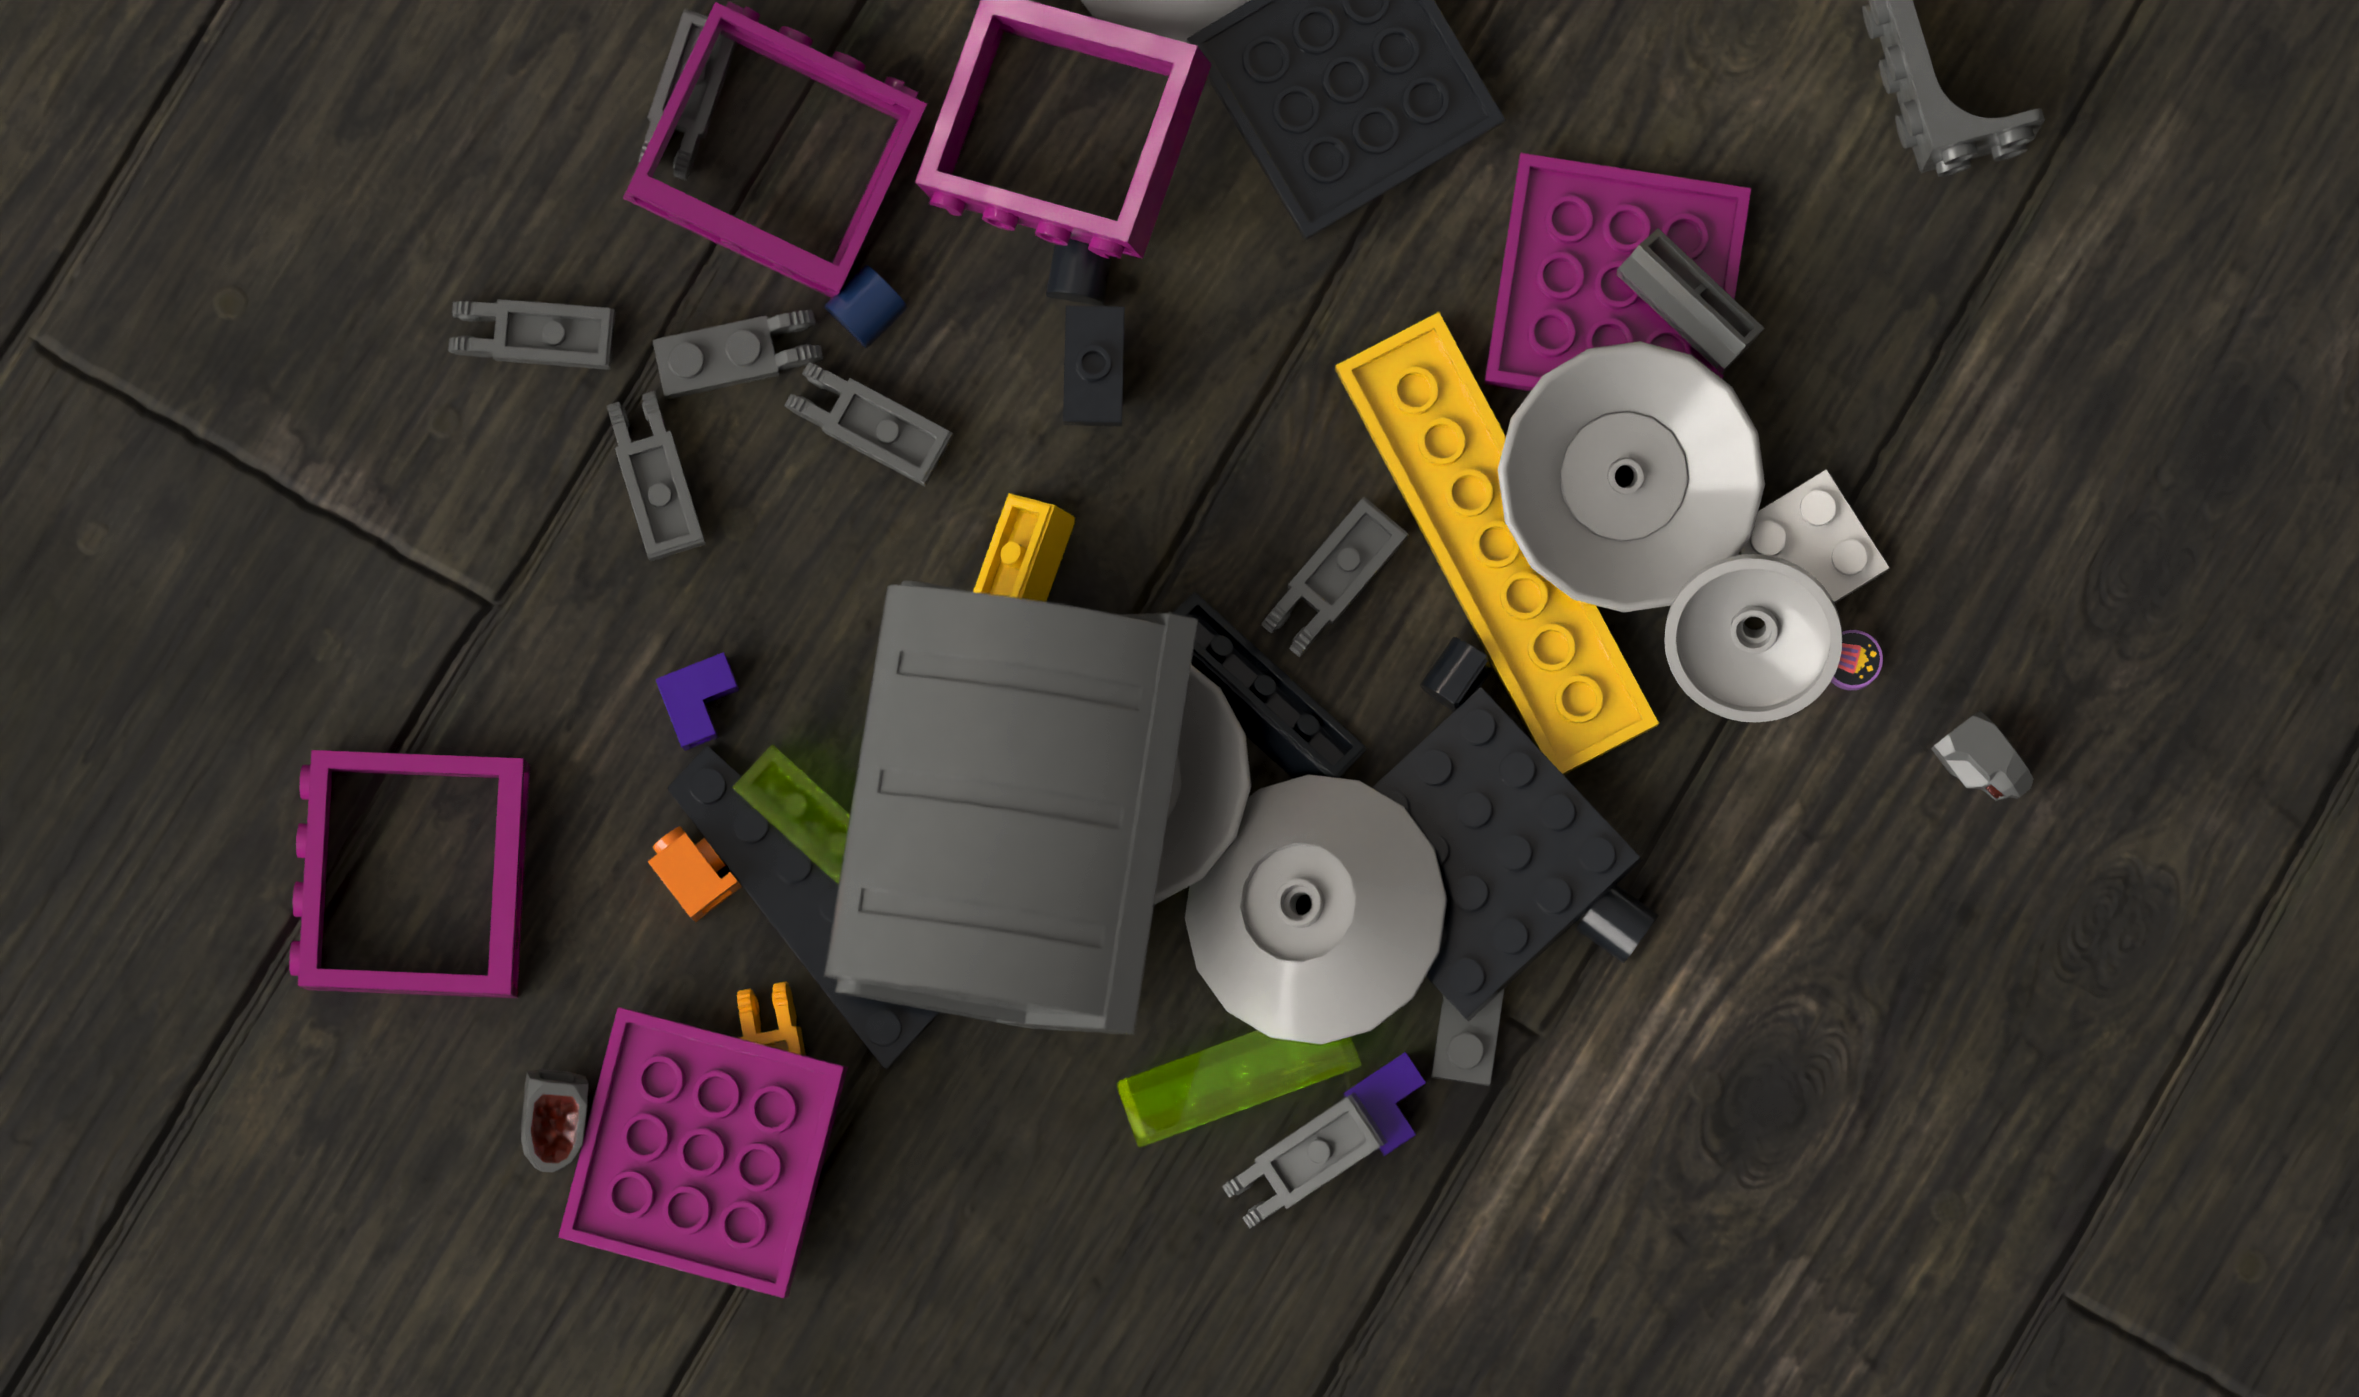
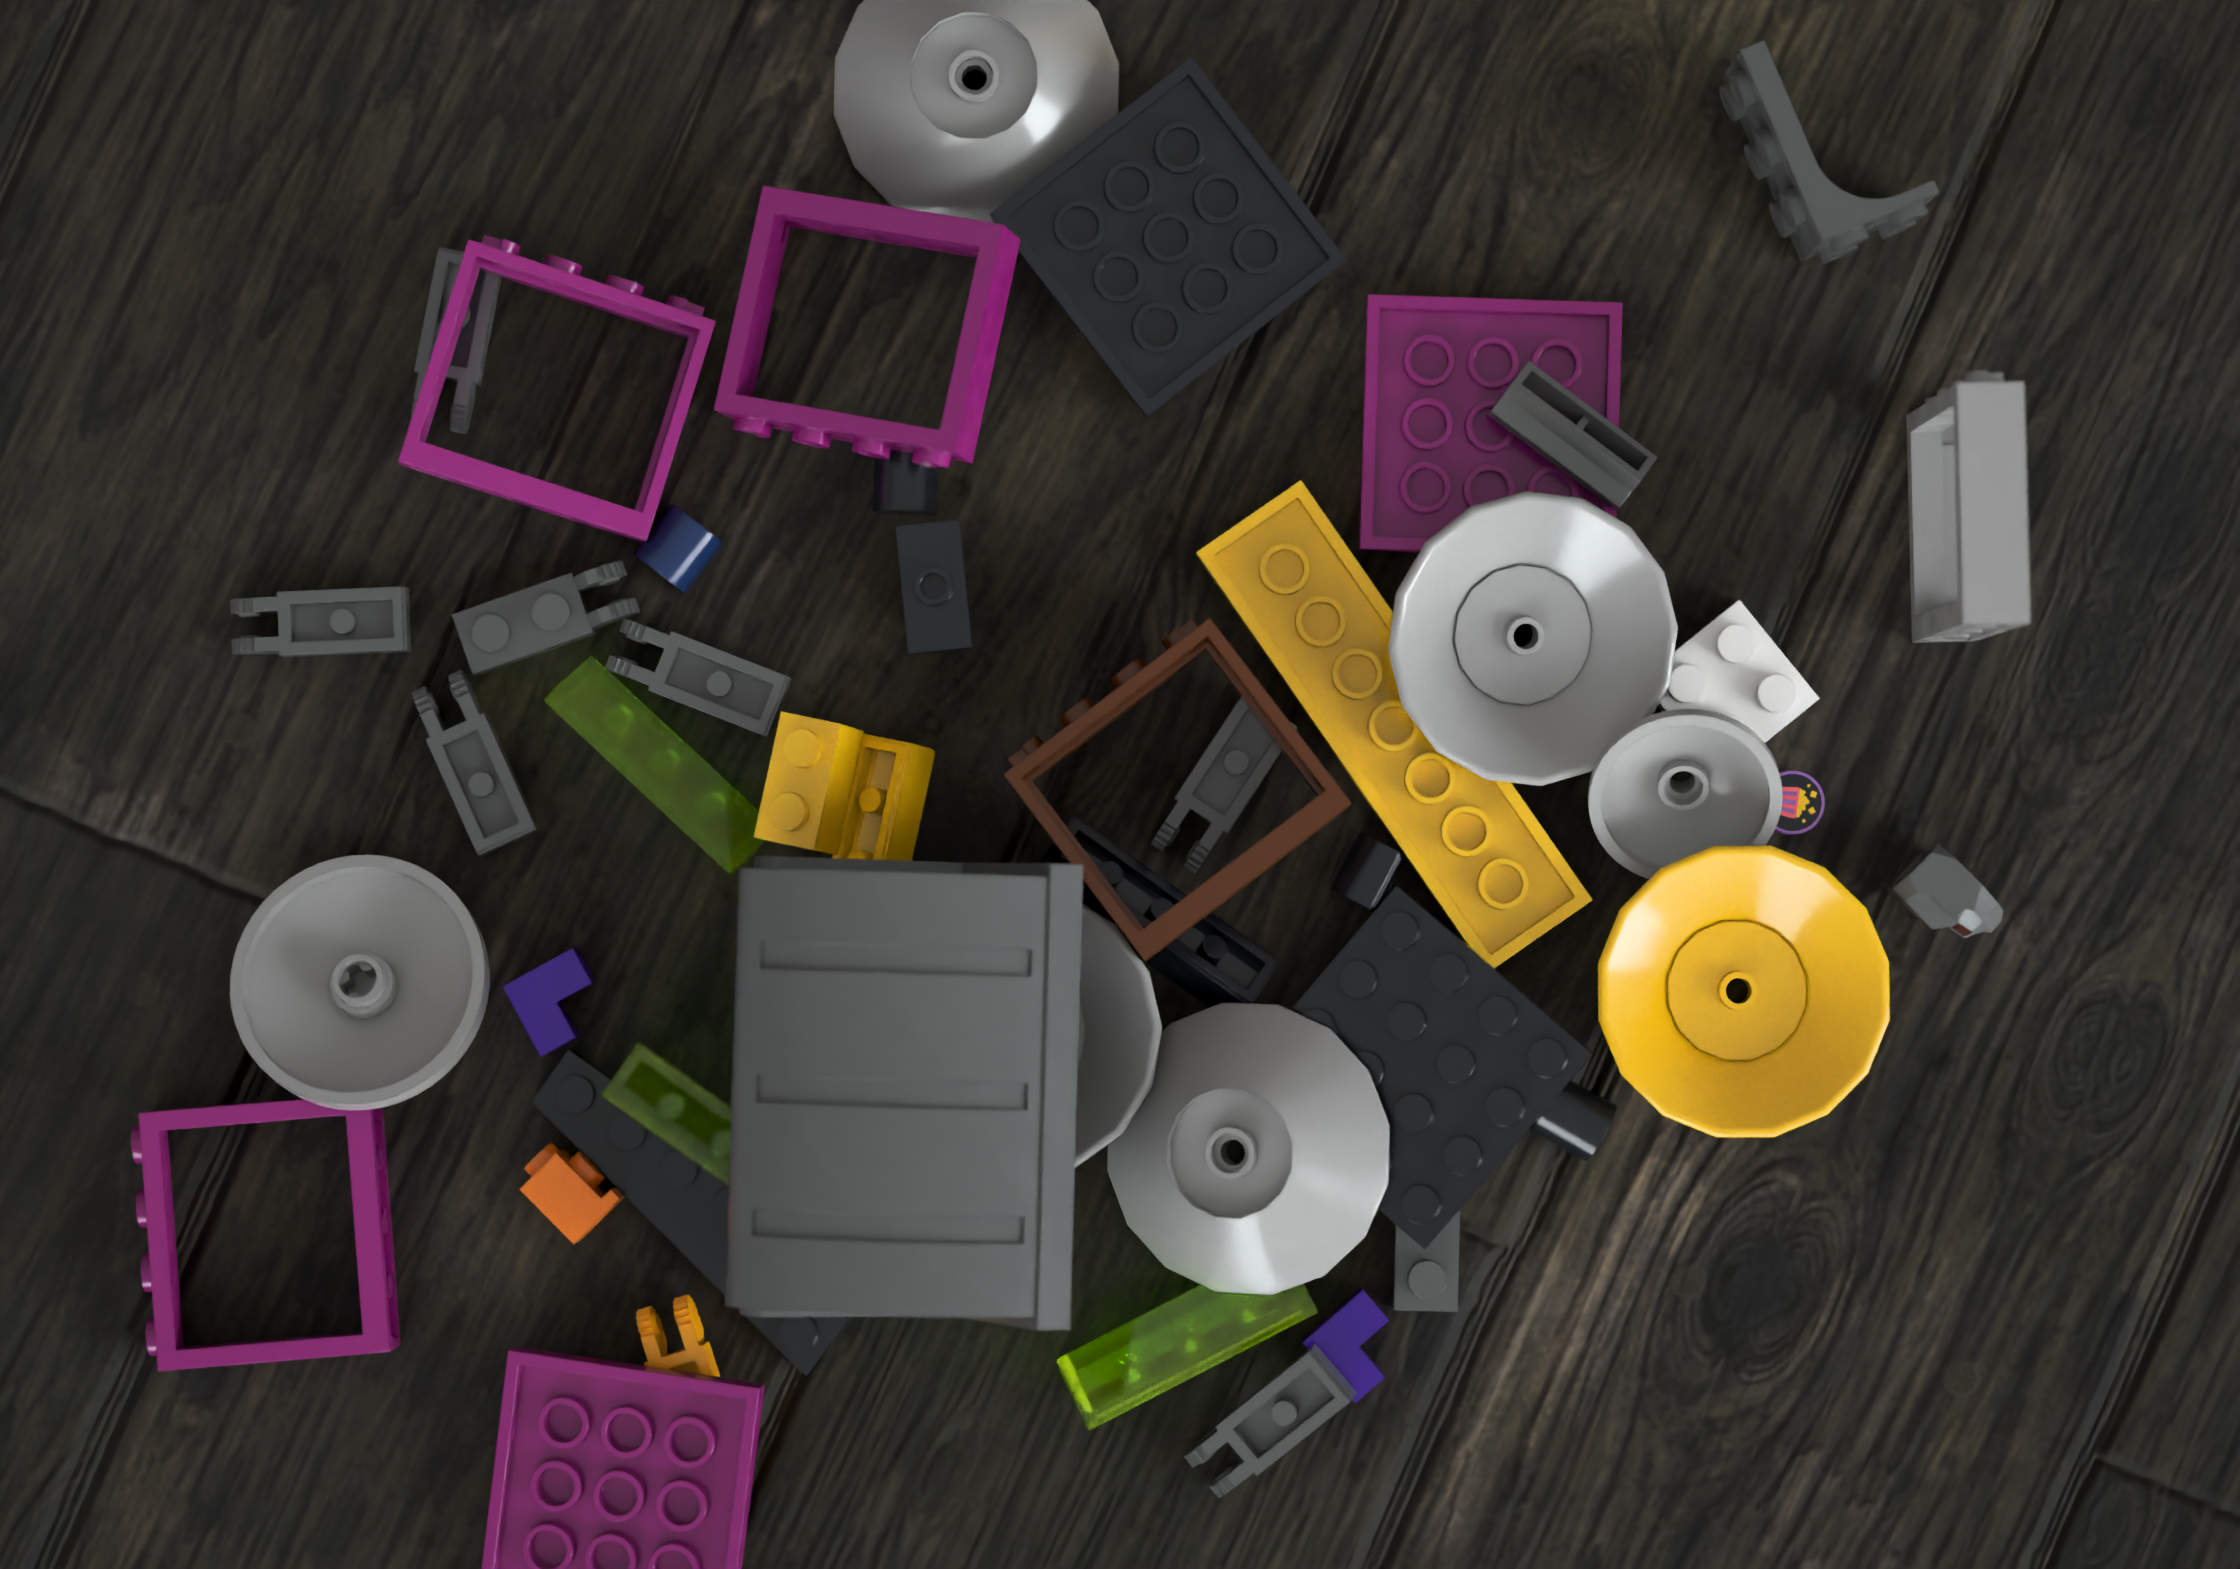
camera: 10 degrees left, 5 degrees up
(527, 657) = (359, 982): none -> light grey dish
(553, 1117) = (455, 1474): rock -> none
(823, 498) = (658, 763): none -> clear neon green slope
(957, 527) = (808, 783): none -> yellow brick
(1262, 477) = (1131, 687): none -> reddish brown window
(1797, 757) = (1810, 1002): none -> yellow dish
(2036, 407) = (1968, 511): none -> light grey window

